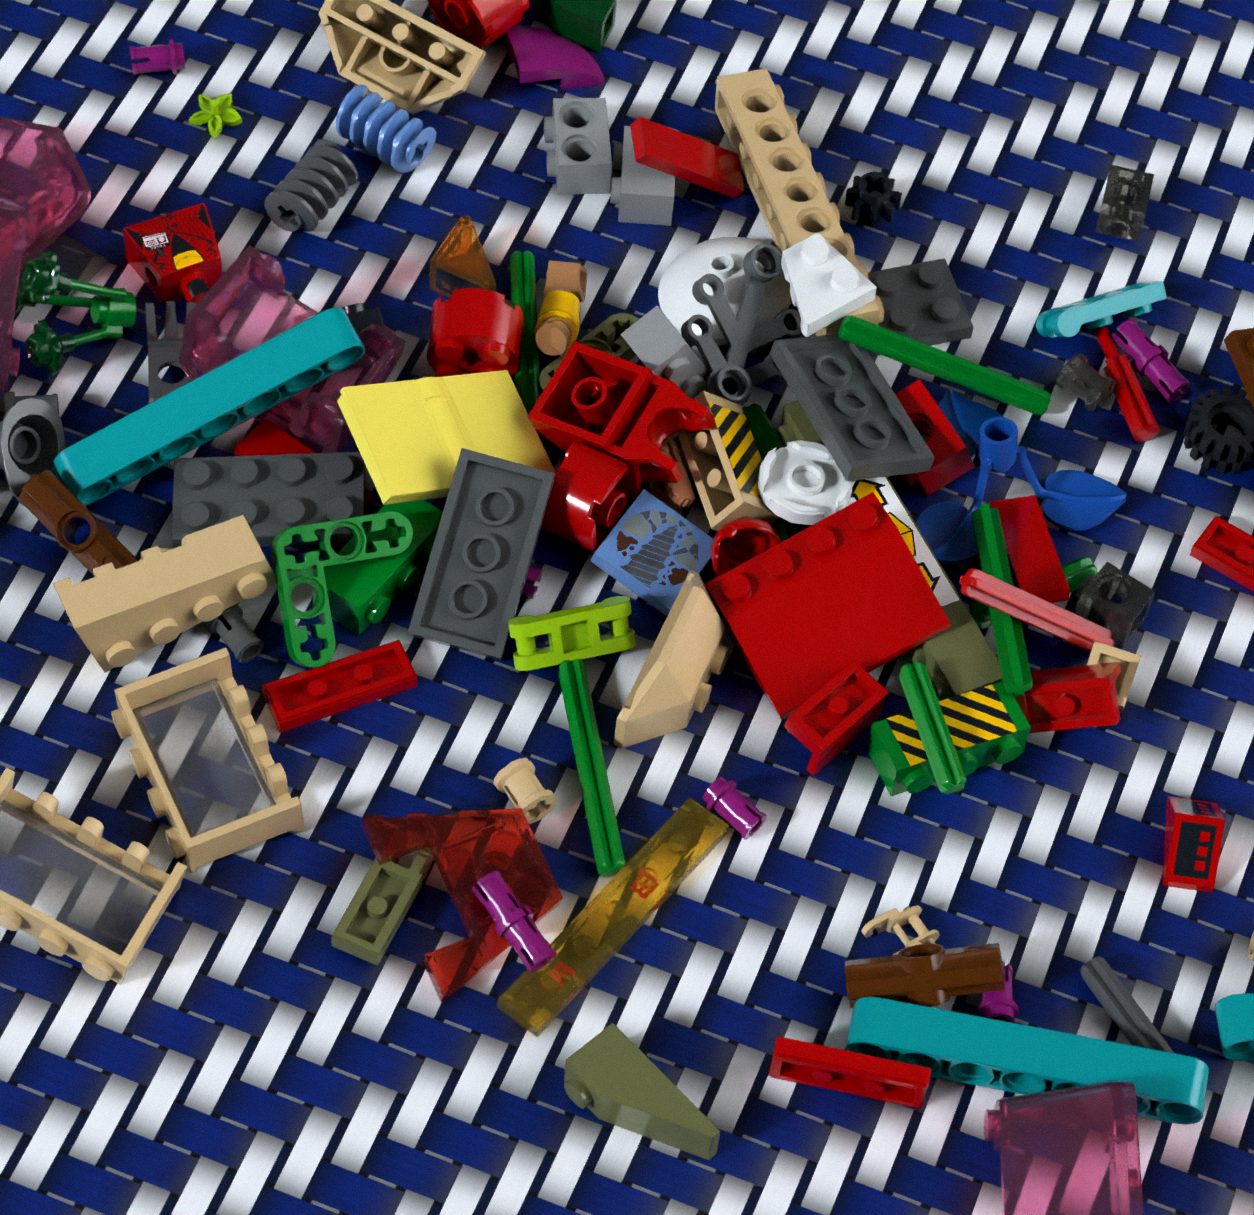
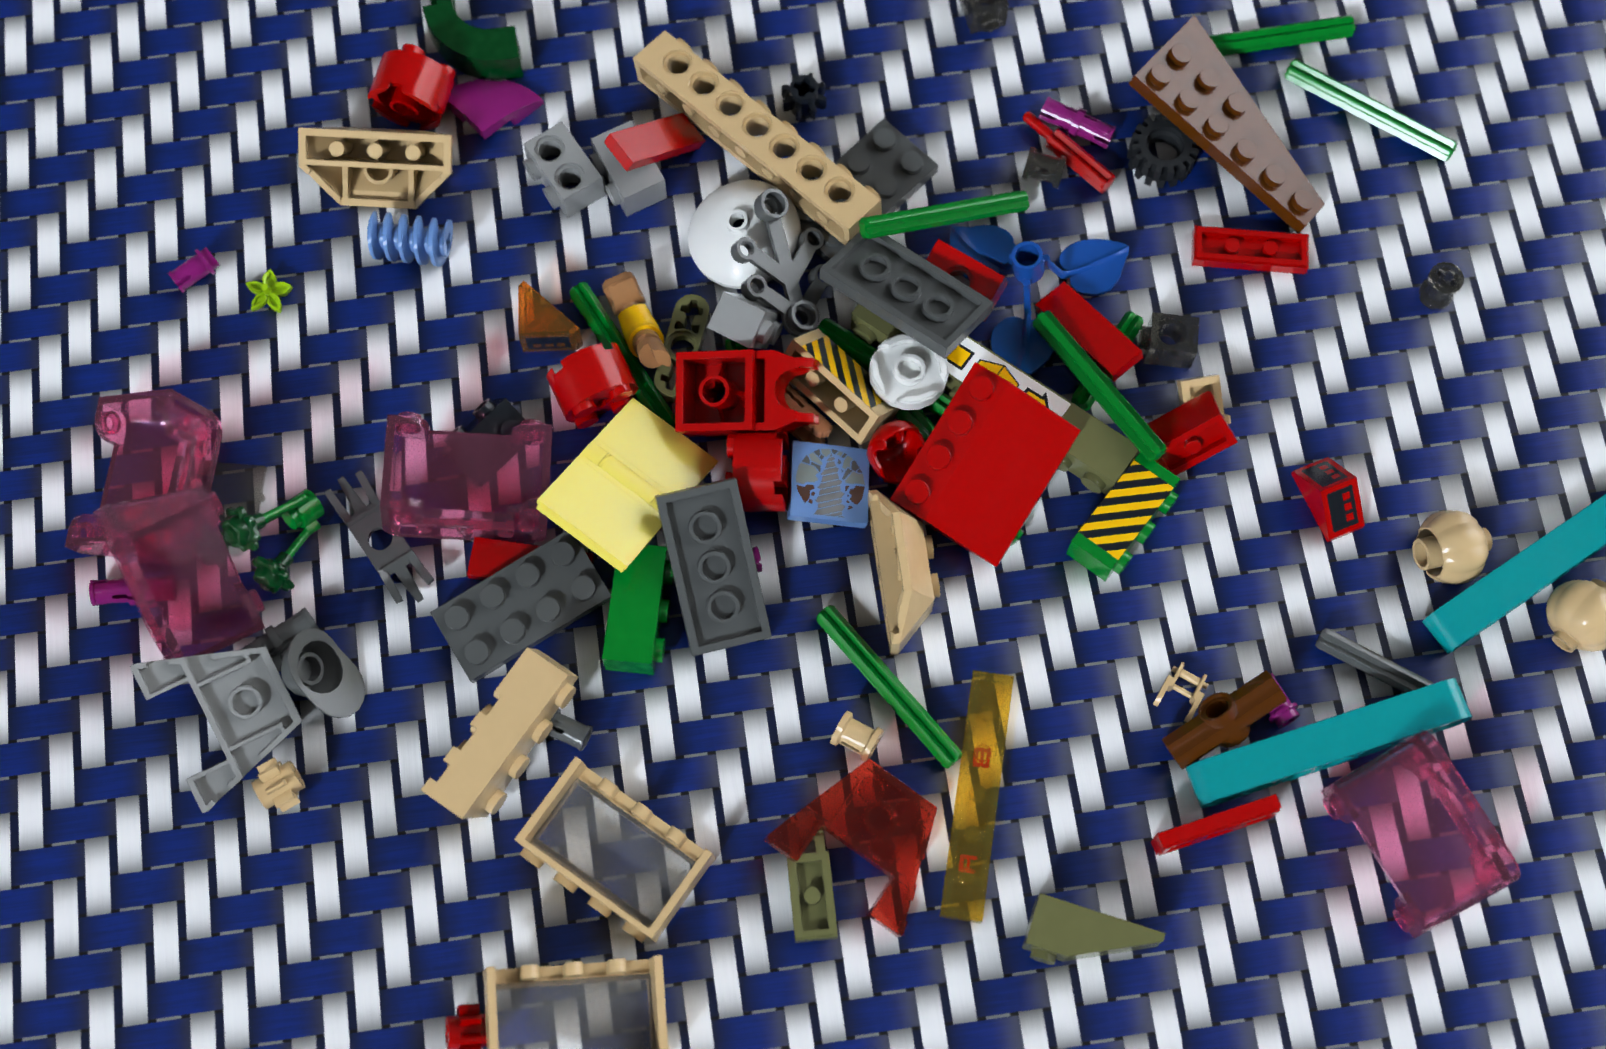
camera: 25 degrees left, 15 degrees up
(64, 514) = (376, 712): reddish brown piece -> none
(175, 254) = (321, 436): red torso -> none
(209, 406) = (436, 561): teal beam -> none
(311, 188) = (386, 319): dark grey piece -> none
(311, 571) = (599, 654): green beam -> none
(339, 686) = (667, 726): red tile -> none
(514, 921) = (920, 853): magenta pin -> none
(572, 634) = (812, 589): lime plate -> none
(733, 807) = (1008, 660): magenta pin -> none
(823, 283) = (828, 201): white wing -> none
(837, 714) = (1040, 546): red panel -> none
(932, 728) = (1118, 522): green axle -> none
(1033, 610) = (1131, 385): axle -> none
(1098, 310) = (1018, 100): teal plate -> none

